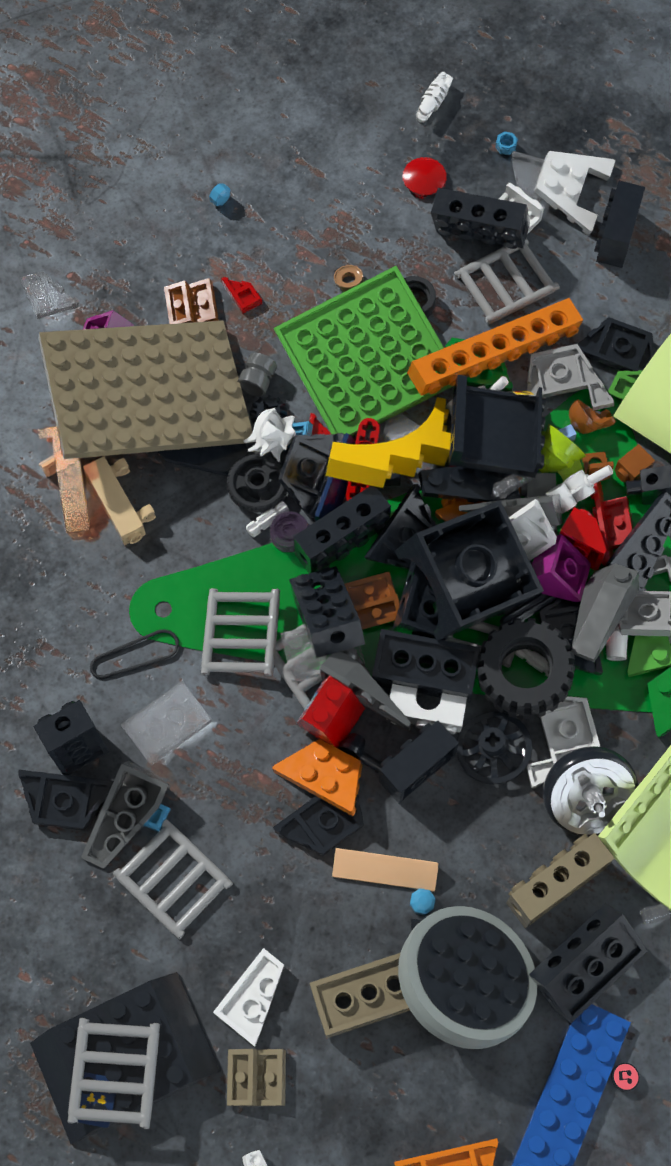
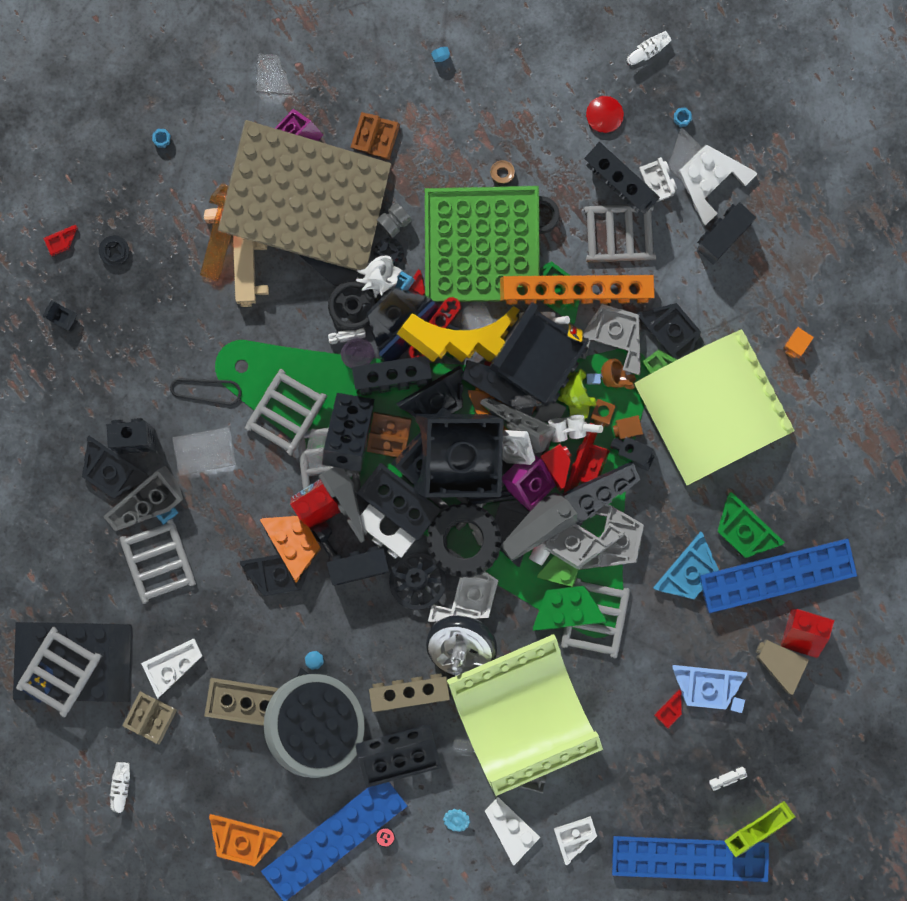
camera: 25 degrees right, 15 degrees up
(242, 294) = (417, 146): red tile -> none
(385, 869) = (300, 627): light nougat slope -> none

